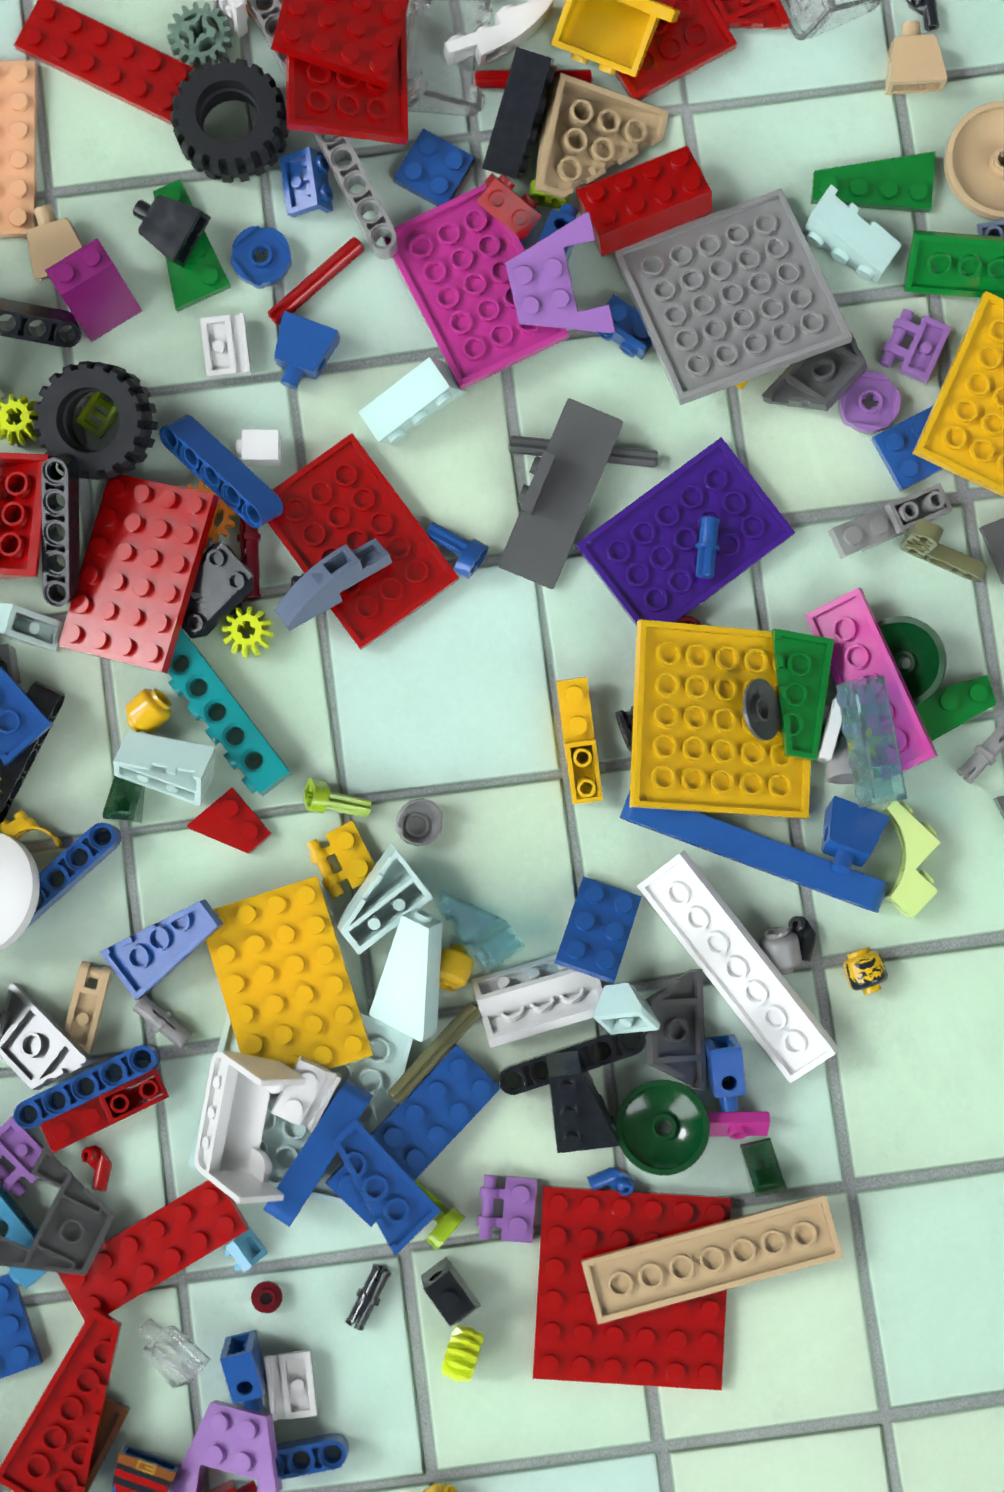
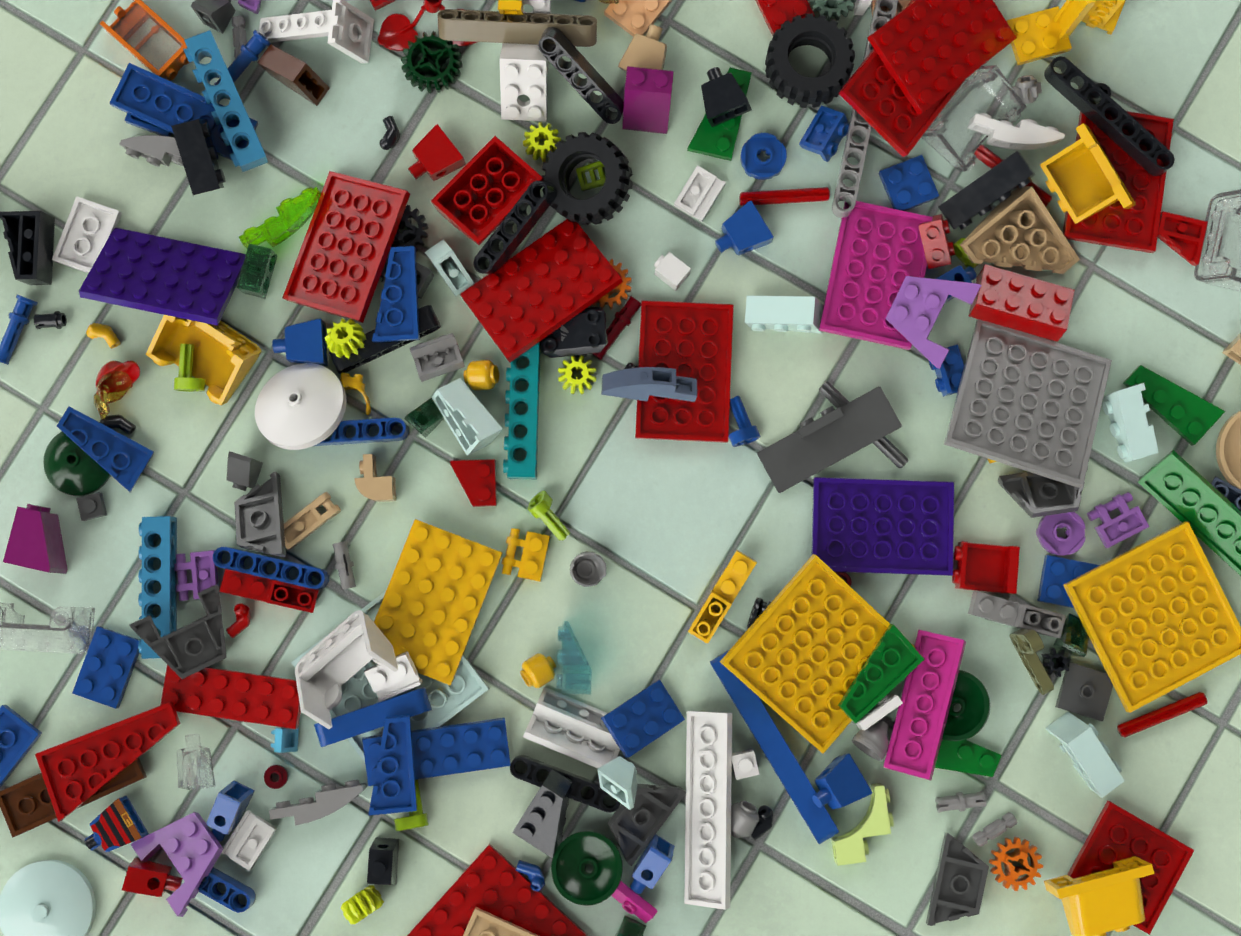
camera: 40 degrees right, 0 degrees up
(86, 729) = (437, 357): none -> light grey bracket
(127, 917) = (373, 487): none -> tan brick
(158, 949) = (375, 521): wing -> none
(221, 471) = (637, 267): blue beam -> none
(341, 1278) = (327, 802): none -> light grey slope
(368, 1297) = (334, 825): black pin -> none
(382, 900) = (528, 599): light aqua wedge -> none
(411, 977) = (508, 658): light aqua slope -> none
(434, 1053) = (487, 713): olive axle -> none
(518, 1208) = (463, 845): medium lavender plate -> none
(707, 547) = (892, 542): blue axle -> none
(738, 892) = (744, 764): none -> white brick
(761, 709) = (846, 667): dark grey dish -> none
(822, 498) = (986, 567): none -> red panel
(865, 970) = (783, 873): head -> none
(871, 741) = (897, 740): clear light blue brick -> none
(965, 499) = (1074, 637): none -> clear green slope
(971, 531) = (1061, 659): none -> black gear

